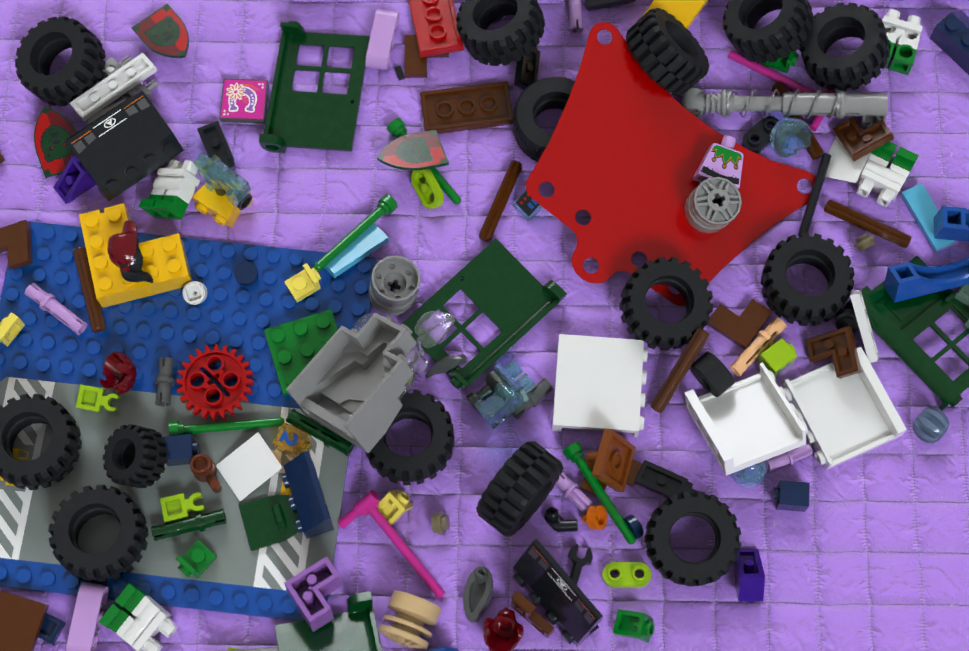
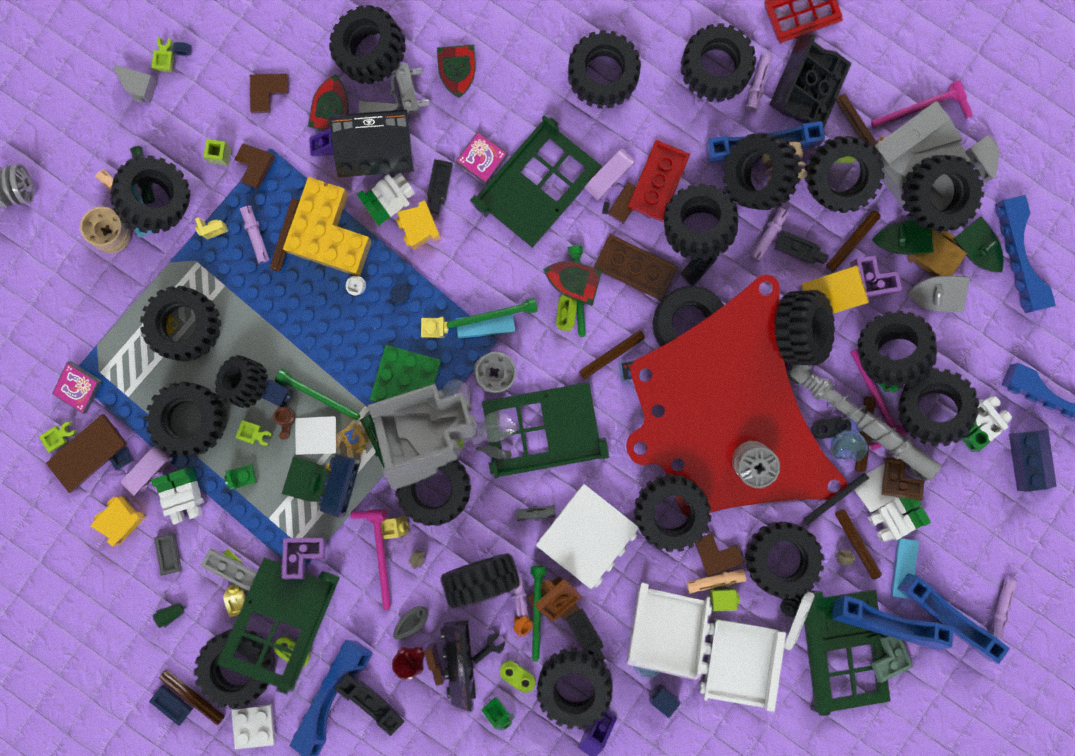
camera: 35 degrees right, 15 degrees up
(93, 399) = (241, 318): lime plate -> none
(113, 86) = (393, 89): white tile -> none
(119, 373) = (268, 312): dark red hair -> none
(126, 255) = (318, 231): dark red hair -> none
(164, 381) = (295, 337): dark grey pin -> none
(194, 523) = (257, 452): dark green pin -> none
(199, 396) = (311, 365): red gear -> none
(224, 180) = (420, 211): clear light blue hips -> none
(409, 620) = (351, 616): tan wheel -> none
(503, 392) = (521, 500): clear light blue hips -> none
(557, 523) = (496, 611): black arm -> none
(634, 525) = (544, 649): dark blue tile -> none
(680, 370) = (649, 565): reddish brown axle -> none
(712, 374) = (669, 582): black tyre -> none
(721, 162) = (783, 437): lavender torso -> none
(838, 346) = (772, 623): reddish brown tile -> none
(930, 425) = (794, 717): sand blue piece -> none

